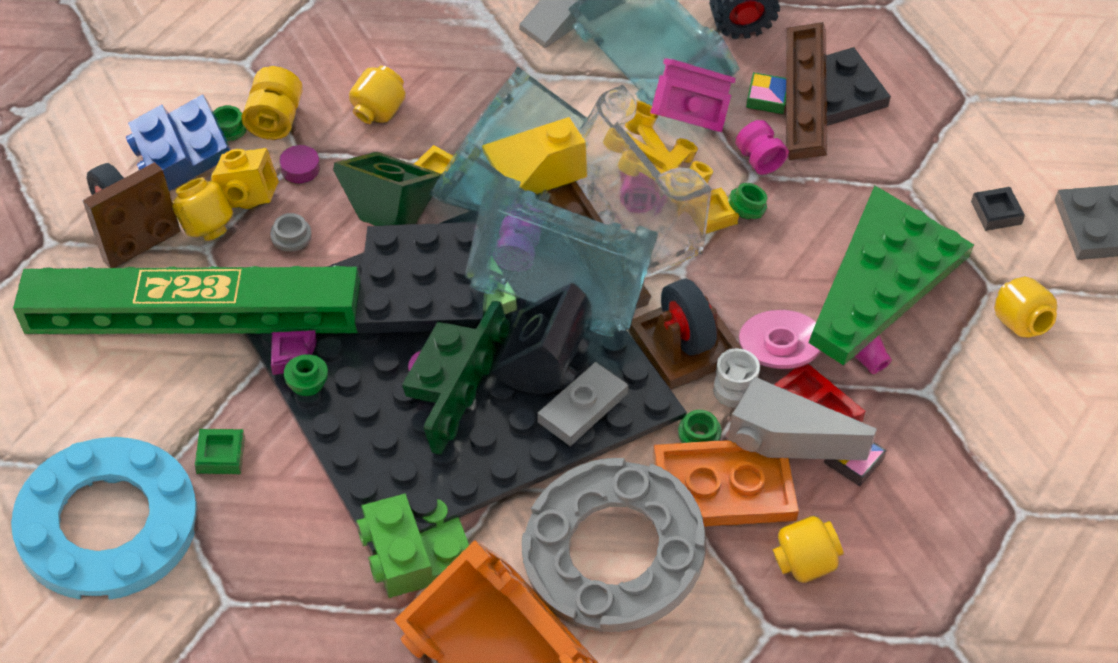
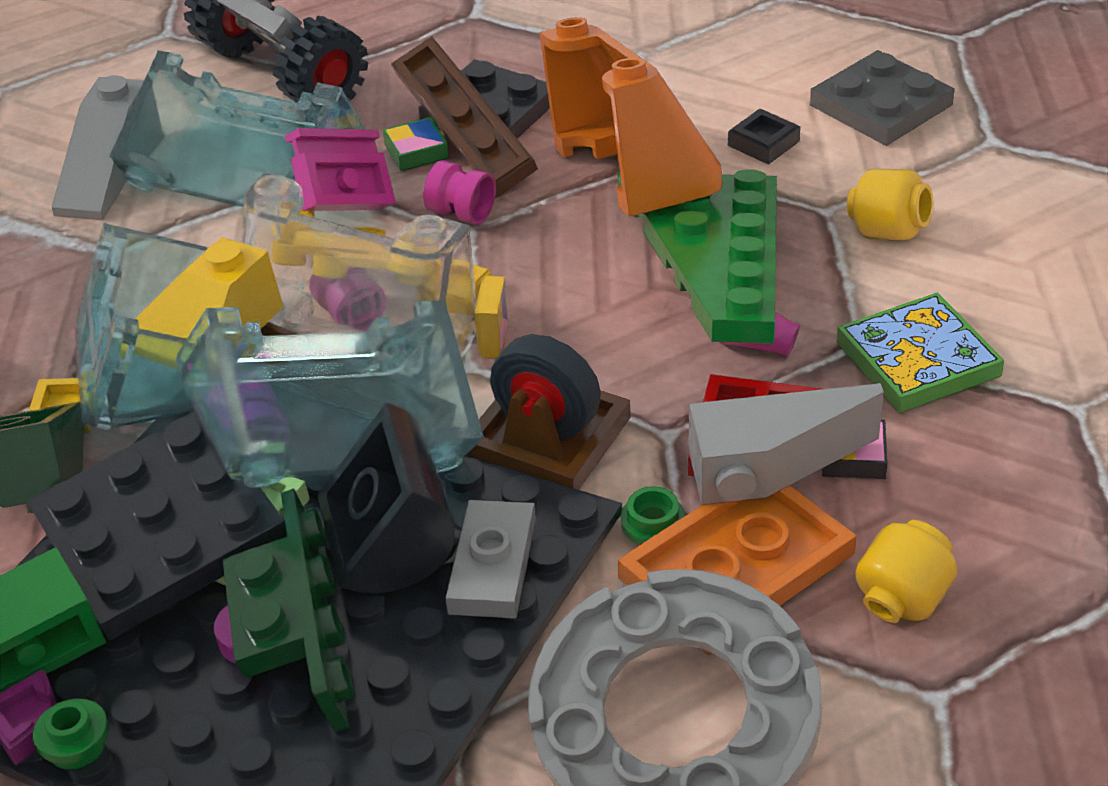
camera: 30 degrees left, 10 degrees down
(710, 247) = (491, 316): none -> yellow tile
(734, 375) = (647, 435): white wheel -> none
(748, 201) = (494, 251): green plate -> none
(779, 339) = (662, 366): bright pink dish -> none
(891, 160) = (622, 106): none -> orange windscreen
(954, 418) = (919, 352): none -> tile

